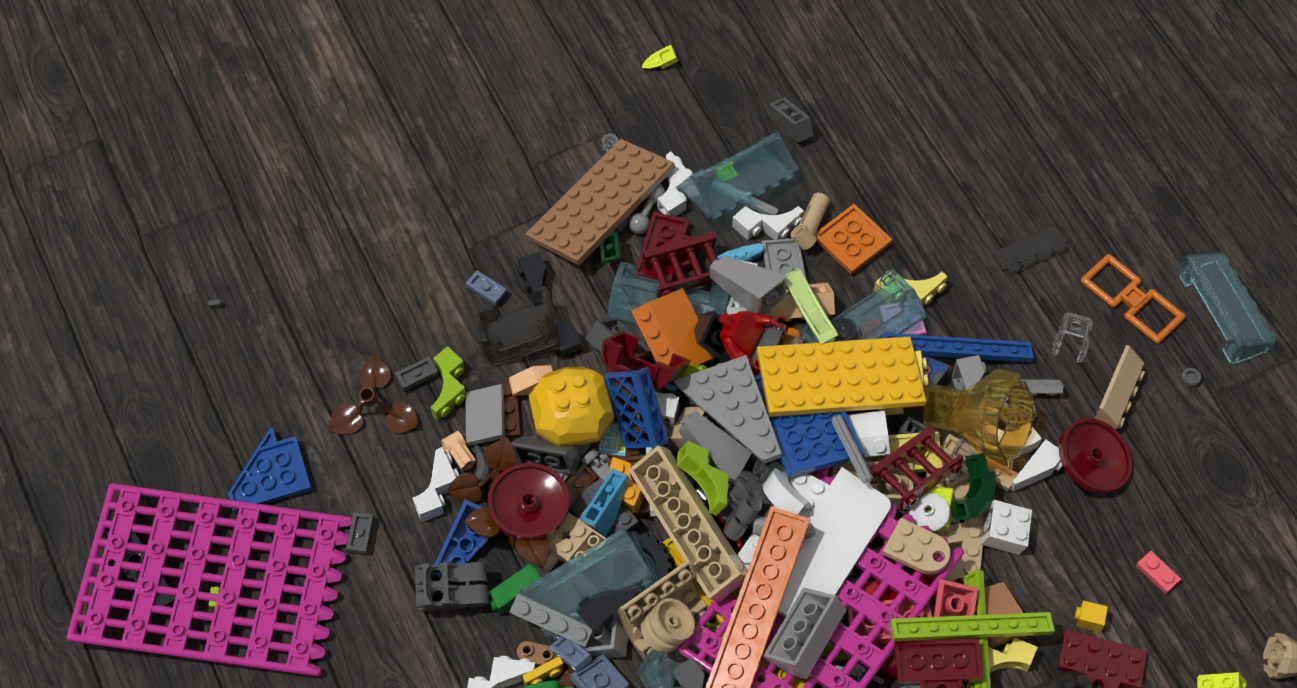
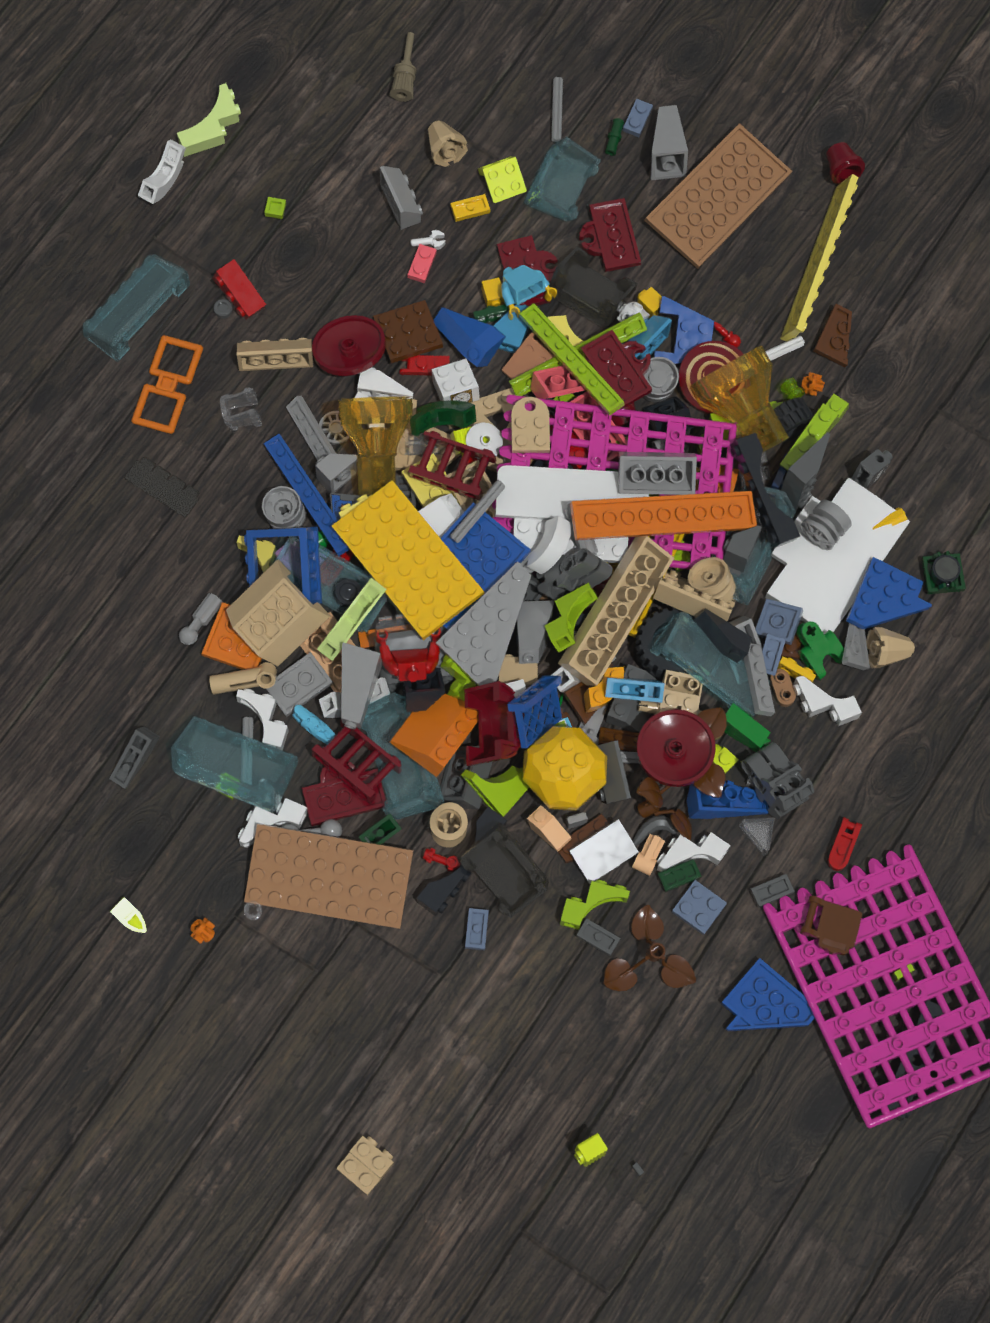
camera: 125 degrees left, 10 degrees up
(250, 270) = (590, 1150): none -> neon yellow brick
(289, 559) = (836, 926): none -> reddish brown piece
(358, 618) = (843, 845): none -> red plate
(359, 123) = (366, 1164): none -> tan plate
(387, 468) = (699, 907): none -> sand blue plate
(416, 550) = (759, 832): none -> clear slope
(423, 465) = (679, 875): none -> dark green plate
(507, 563) = (724, 758): none -> neon yellow plate
(525, 410) = (576, 820): none -> light grey tile
(570, 286) = (451, 862): none -> red bar
(584, 305) = (448, 824): none -> tan hat
(589, 350) = (498, 792): none -> lime arch
(615, 98) = (202, 930): none -> orange gear
(850, 252) = (275, 615): none -> tan slope
(887, 219) = (202, 616): none -> light grey piece
(889, 299) = (308, 552): none -> blue windscreen
(953, 317) = (280, 500): none -> light grey wheel
(1043, 519) = (423, 364): none -> red hinge
(1043, 600) = (514, 330): none -> dark azure slope
(1044, 564) = (471, 337): none -> blue wedge
(1069, 602) = (491, 313): none -> dark green plate
(1082, 636) = (523, 284): none -> medium azure torso
(1087, 519) = (409, 331): none -> reddish brown plate
(1181, 592) = (430, 240): none -> white bar
(1201, 647) = (470, 207): none -> yellow plate
(1202, 392) = (239, 289): none -> red wedge
(1243, 582) = (400, 197): none -> light grey slope
(1281, 470) = (275, 208): none -> lime plate

